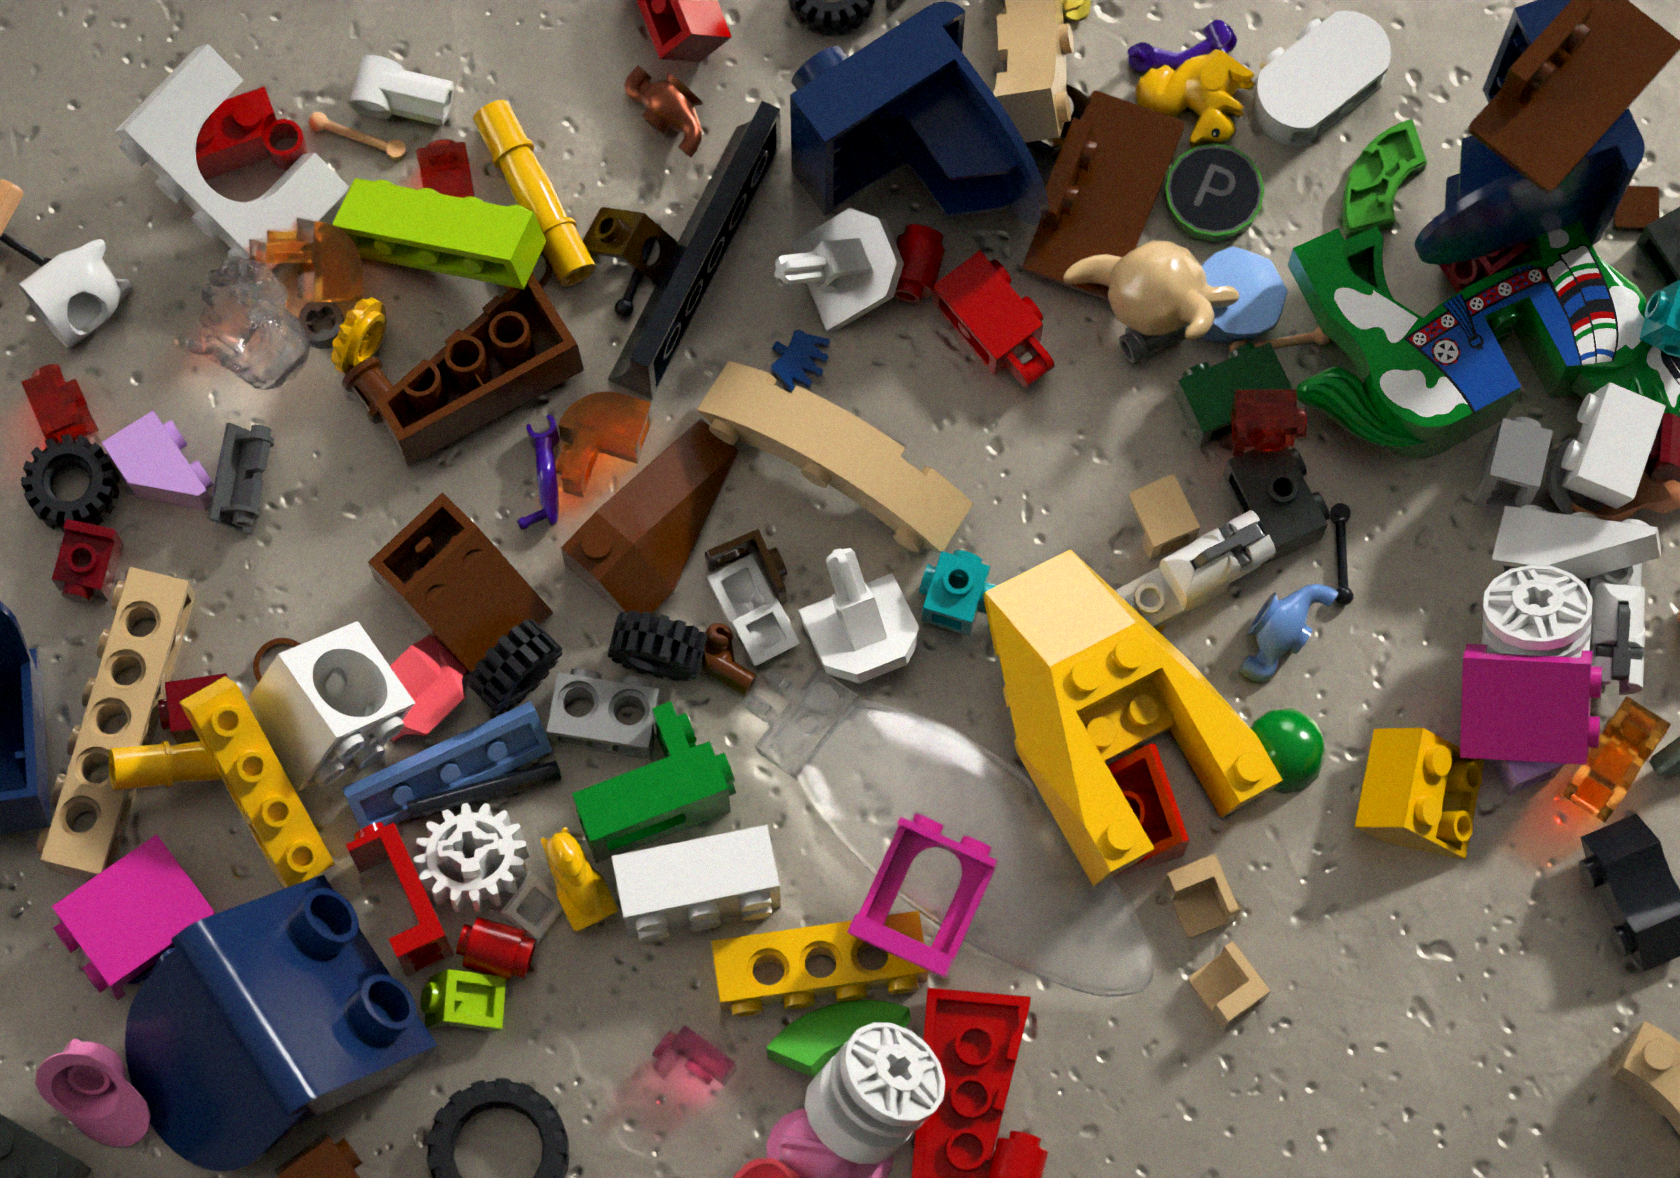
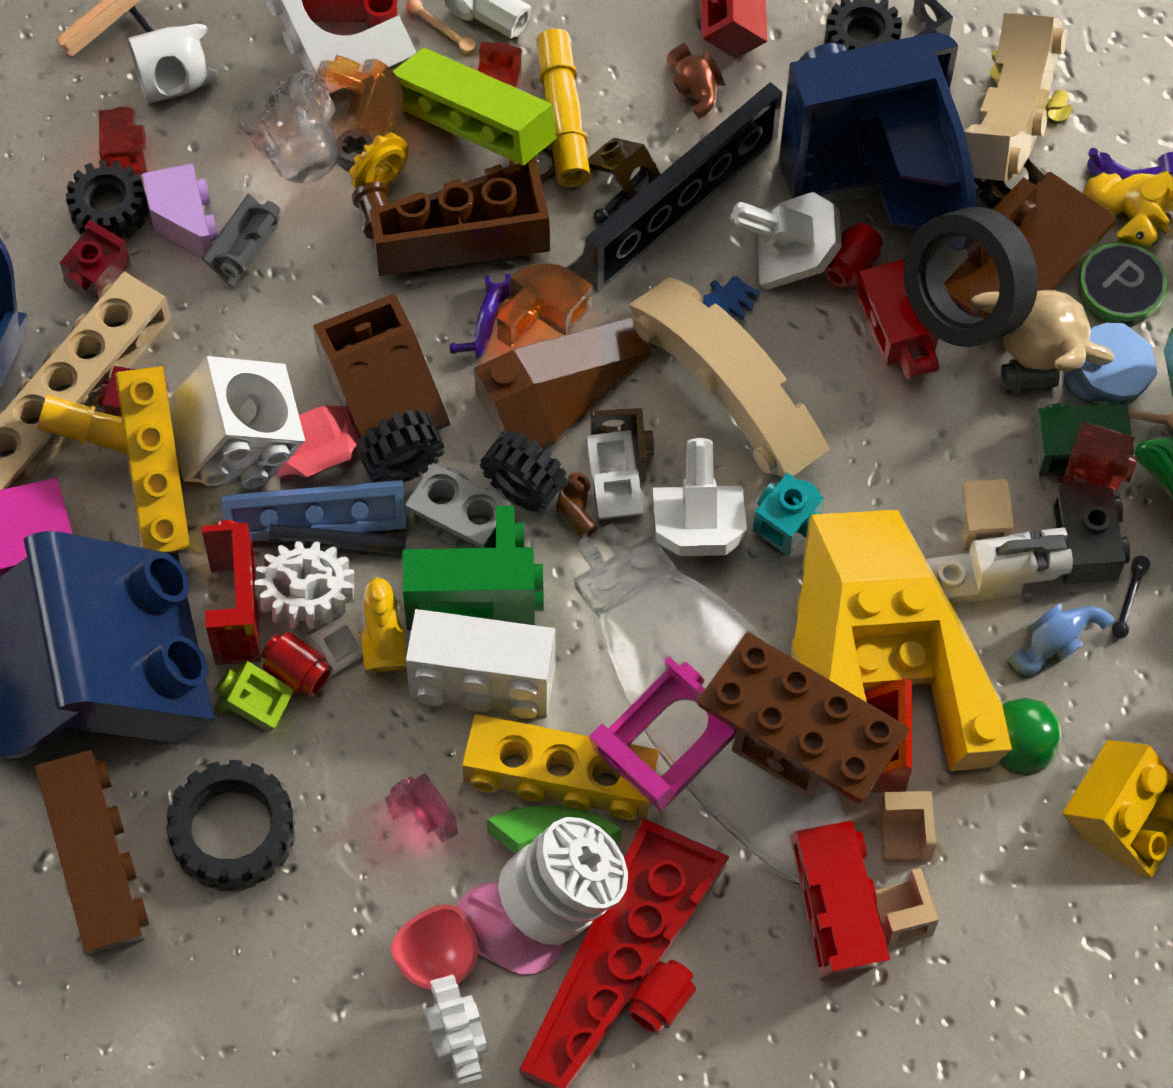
camera: 20 degrees right, 10 degrees down
(1063, 838) = (800, 722): none -> reddish brown bracket
(1093, 228) = (1013, 263): none -> black tyre
(1163, 1008) = (839, 899): none -> red wedge

